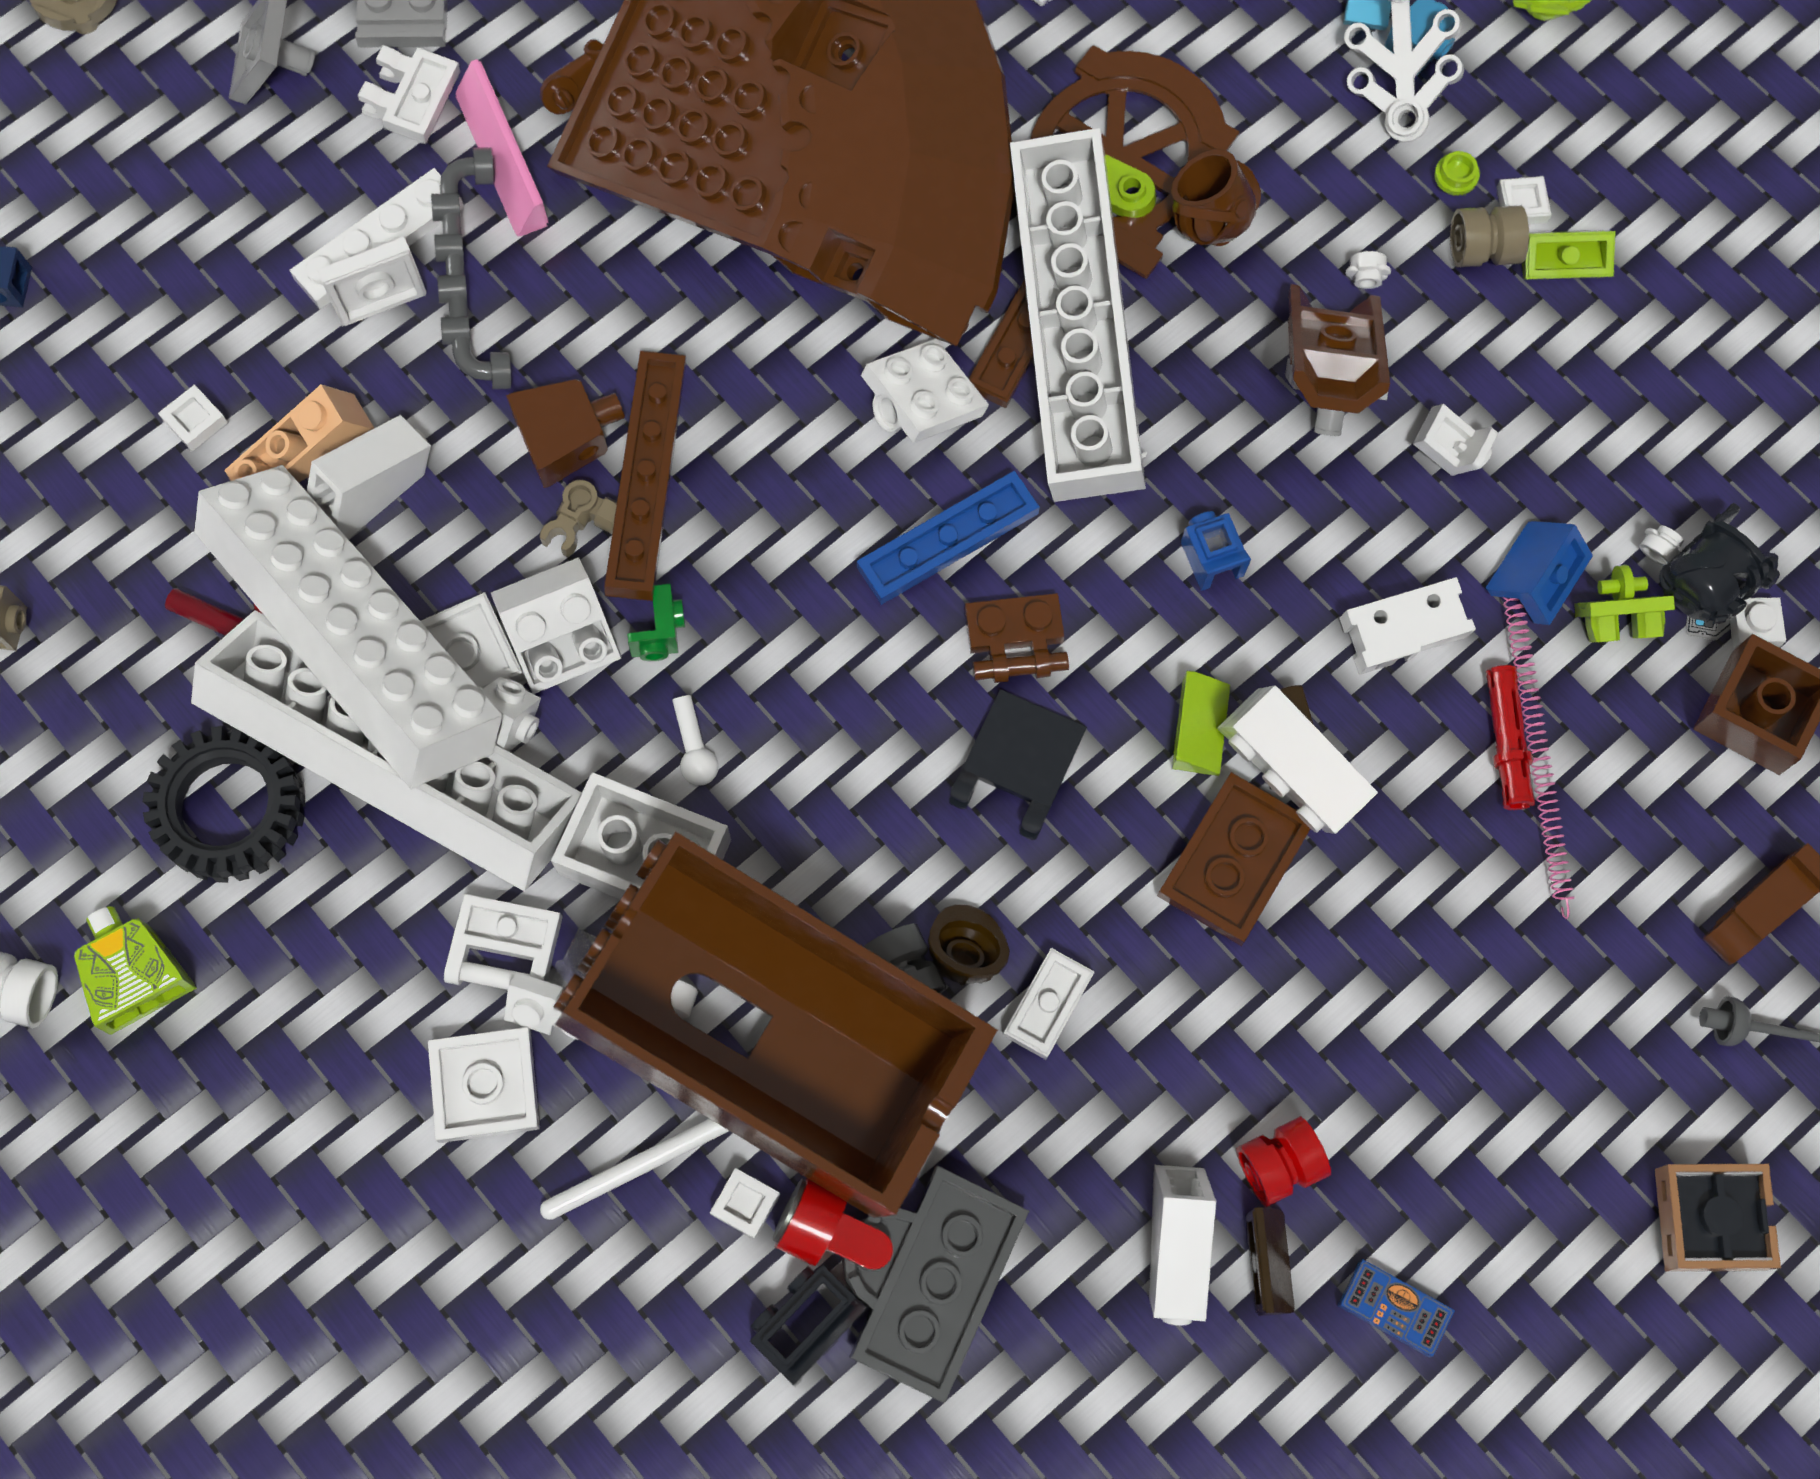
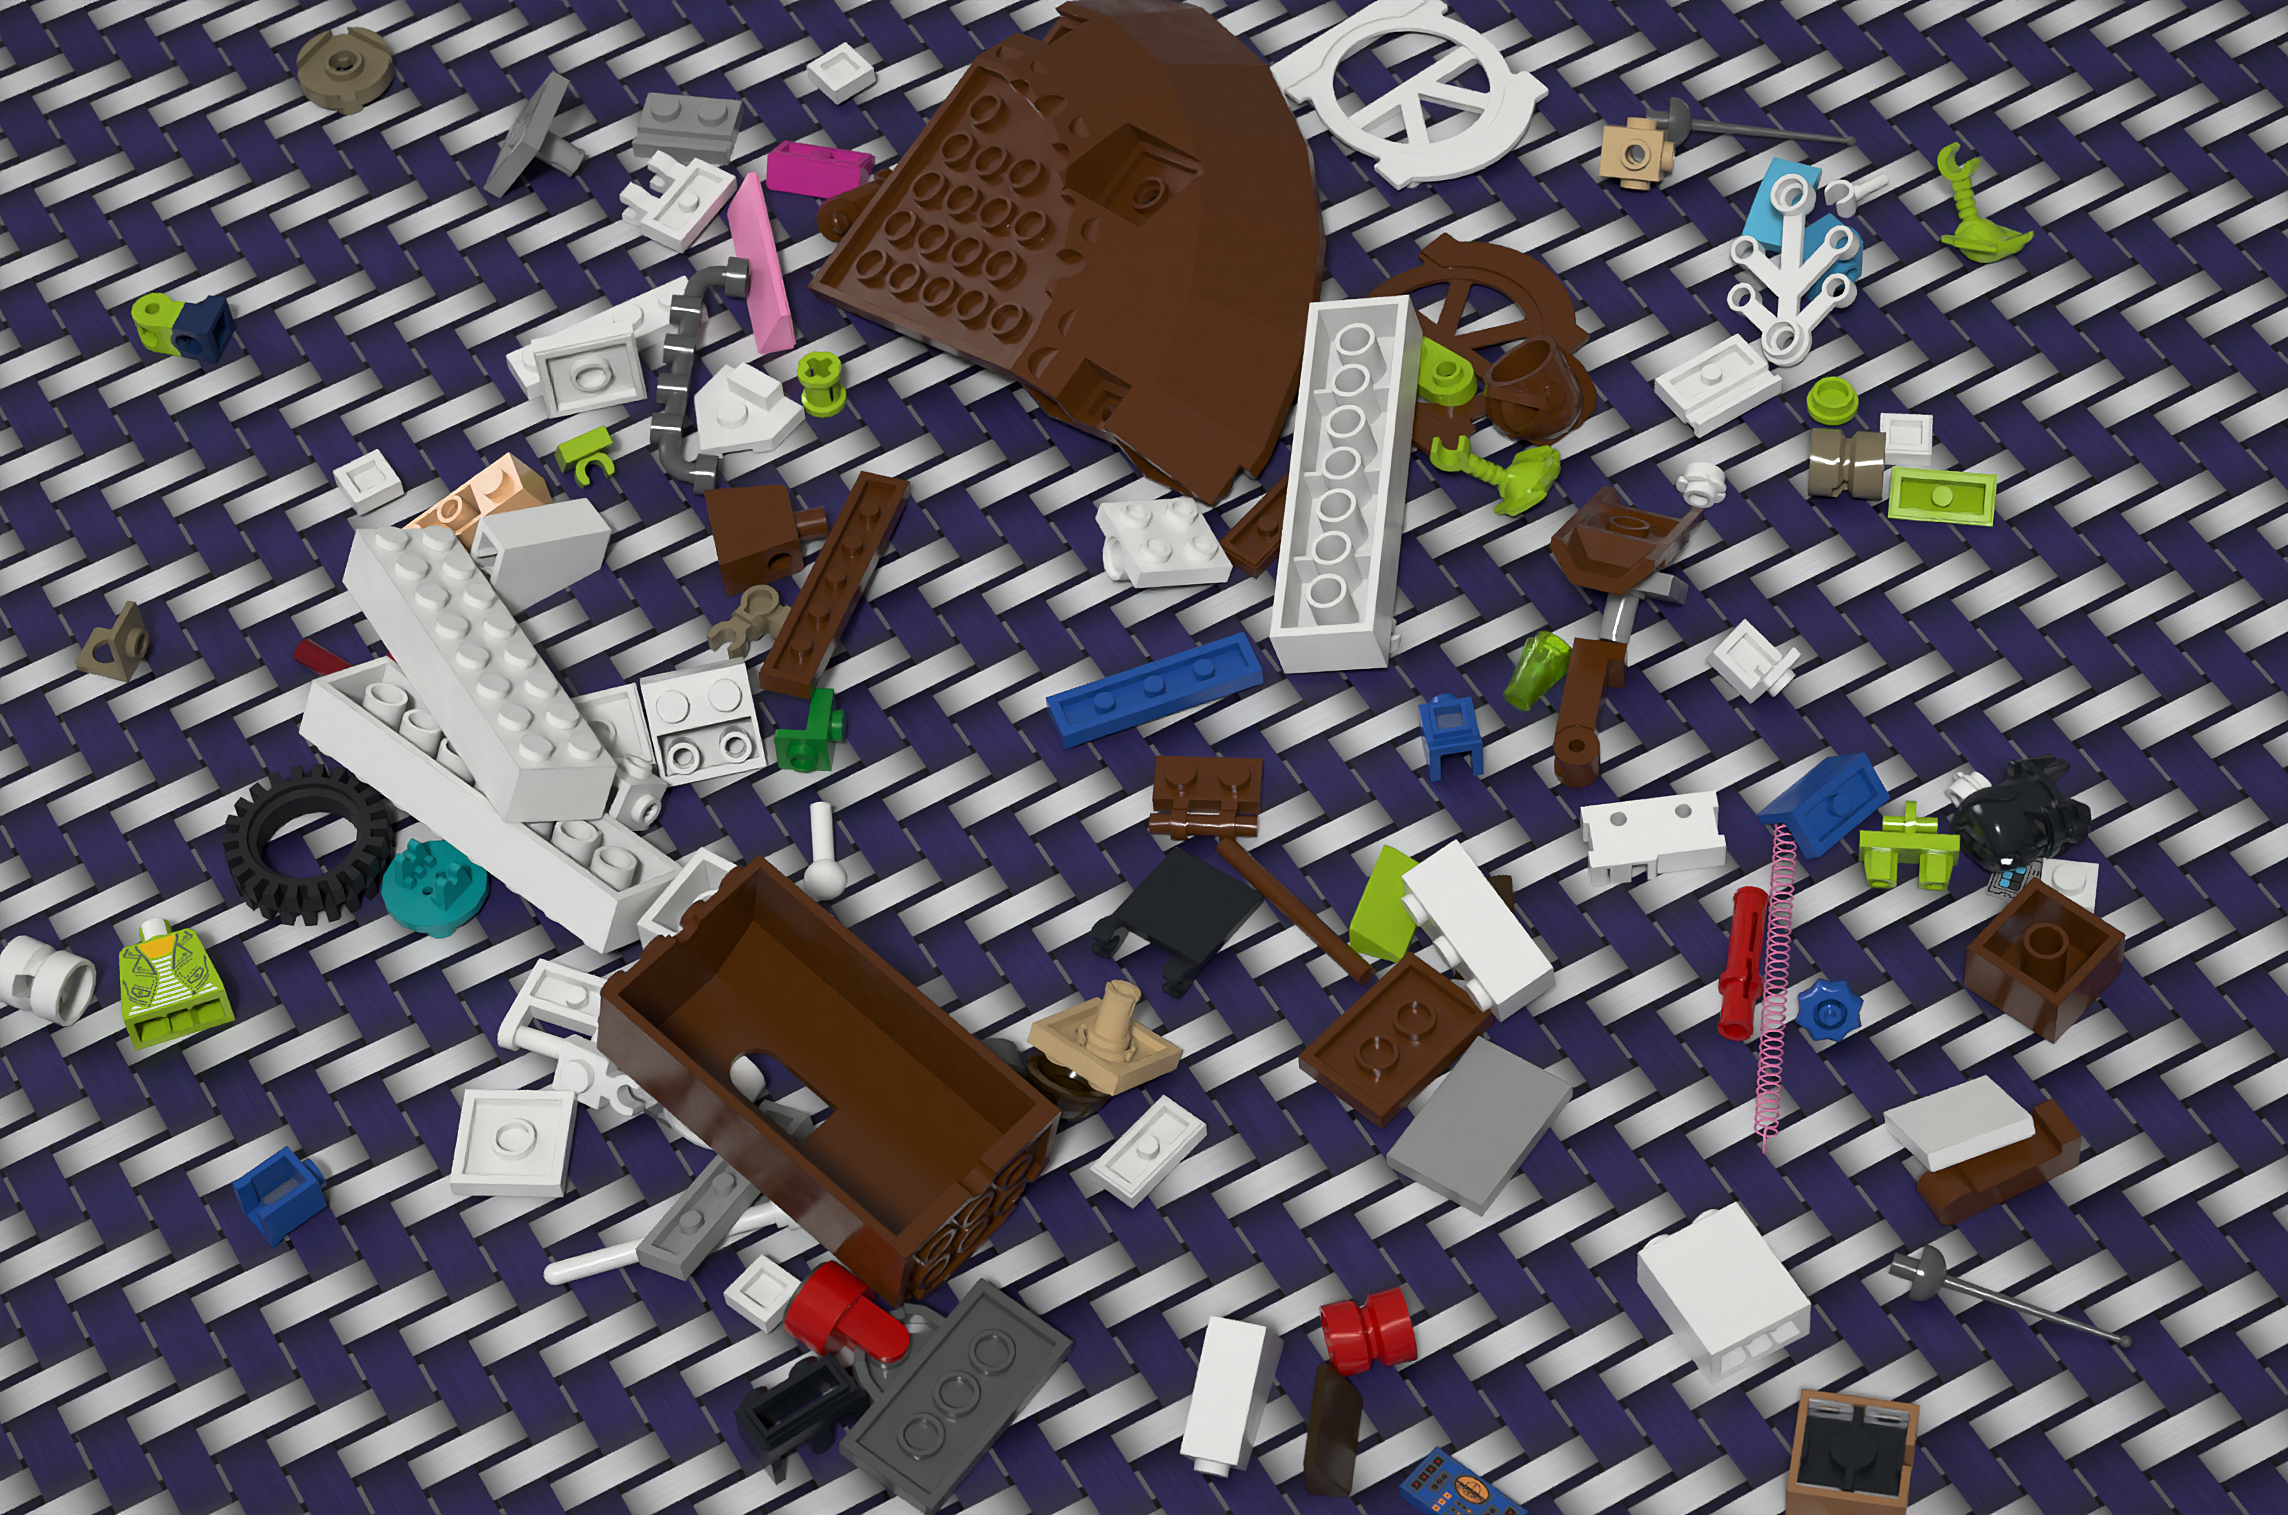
camera: 20 degrees right, 20 degrees down
(283, 1175) = (280, 1194): none -> blue window
(330, 818) = (445, 872): none -> teal plate
(385, 362) = (583, 451): none -> lime tile
(518, 301) = (744, 412): none -> white plate
(528, 44) = (816, 169): none -> dark pink slope
(583, 264) = (817, 389): none -> lime bush
(679, 1129) = (710, 1207): none -> light grey plate
(994, 901) = (1105, 1042): none -> tan plate
(1117, 738) = (1295, 911): none -> reddish brown bar
(1214, 285) = (1520, 484): none -> lime piece
(1273, 470) = (1537, 670): none -> clear neon green cone
(1318, 493) = (1591, 671): none -> reddish brown leg
(1324, 930) = (1479, 1125): none -> light grey tile
(1359, 169) = (1718, 385): none -> white plate
(1569, 1067) = (1723, 1292): none -> white brick
(1594, 774) = (1829, 1010): none -> blue piece
(1730, 874) = (1959, 1123): none -> white tile

